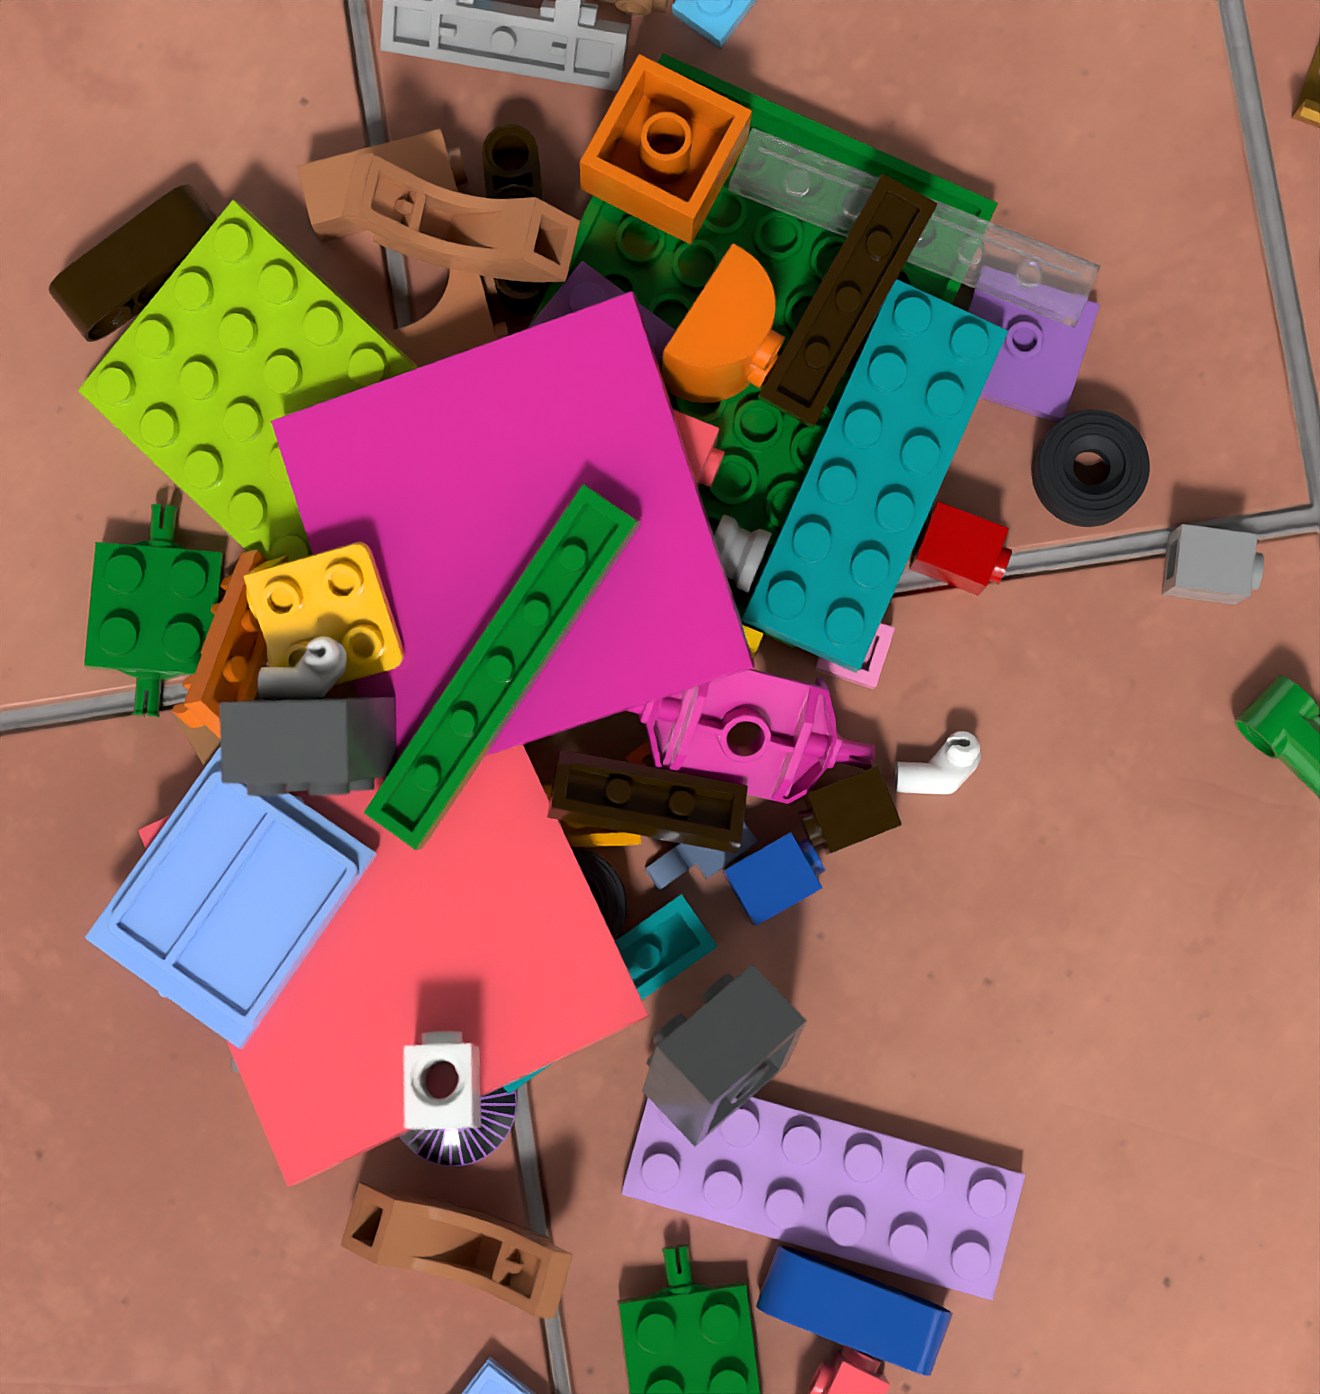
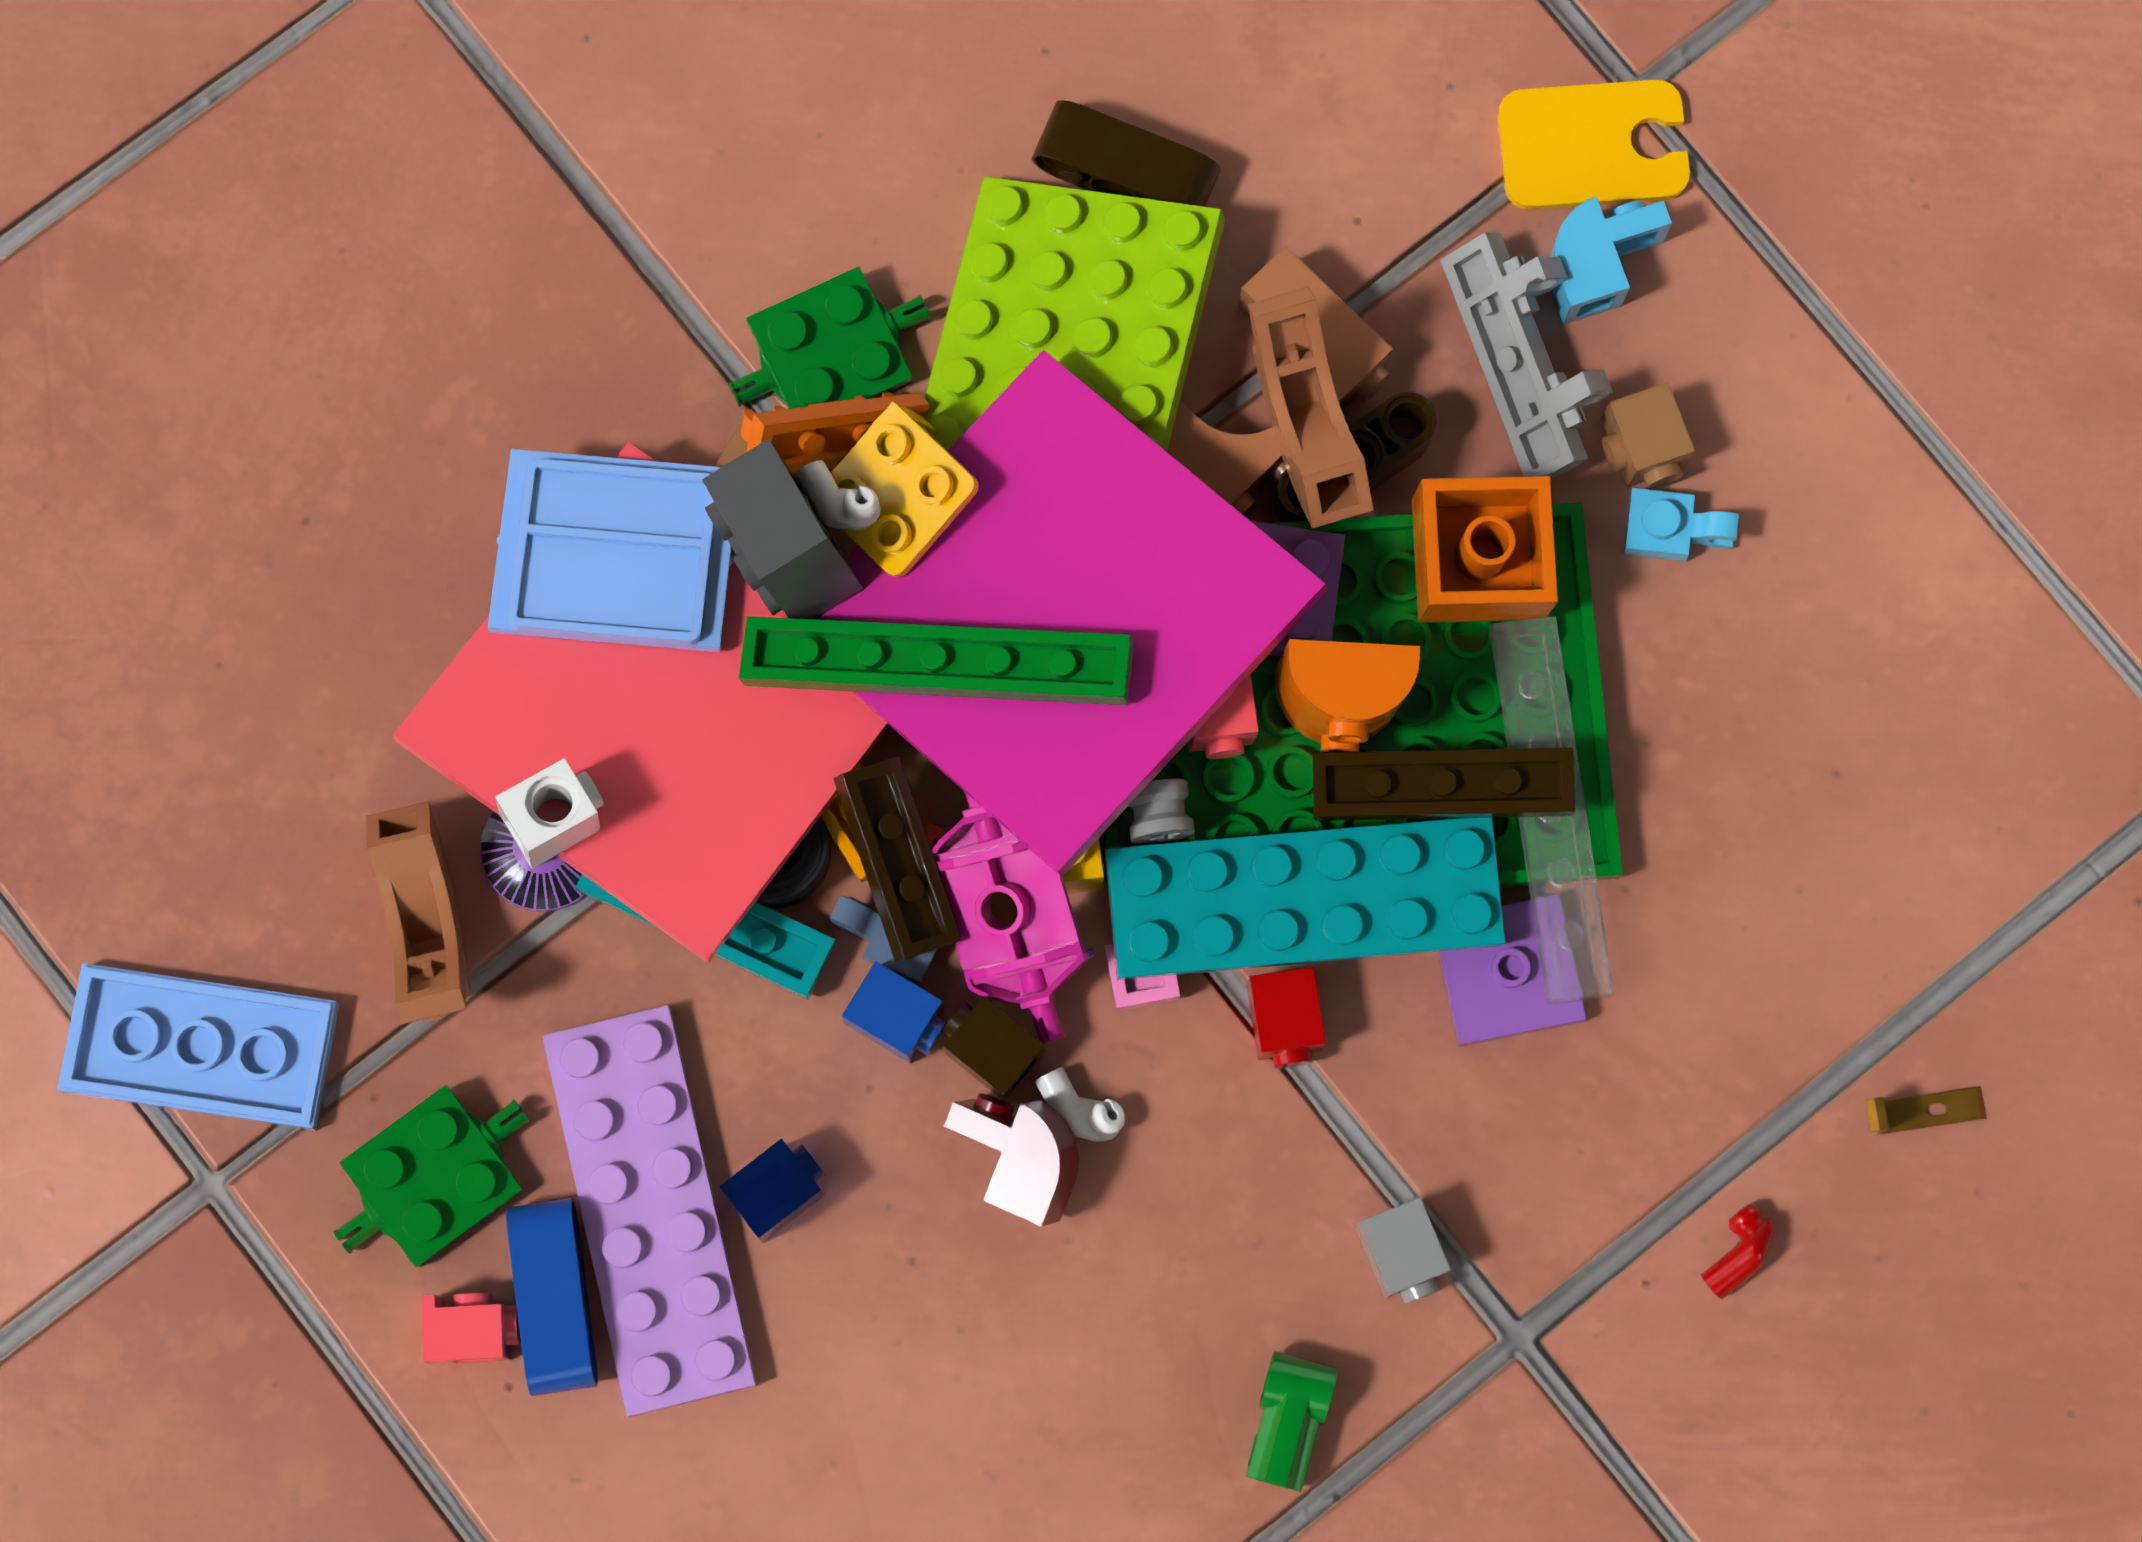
camera: 60 degrees right, 5 degrees down
(721, 1053) = (710, 1044): dark grey brick -> none
(868, 1065) = (775, 1188): none -> clear blue brick
(960, 824) = (1036, 1154): none -> brick
(1115, 443) = (1462, 1076): black tyre -> none

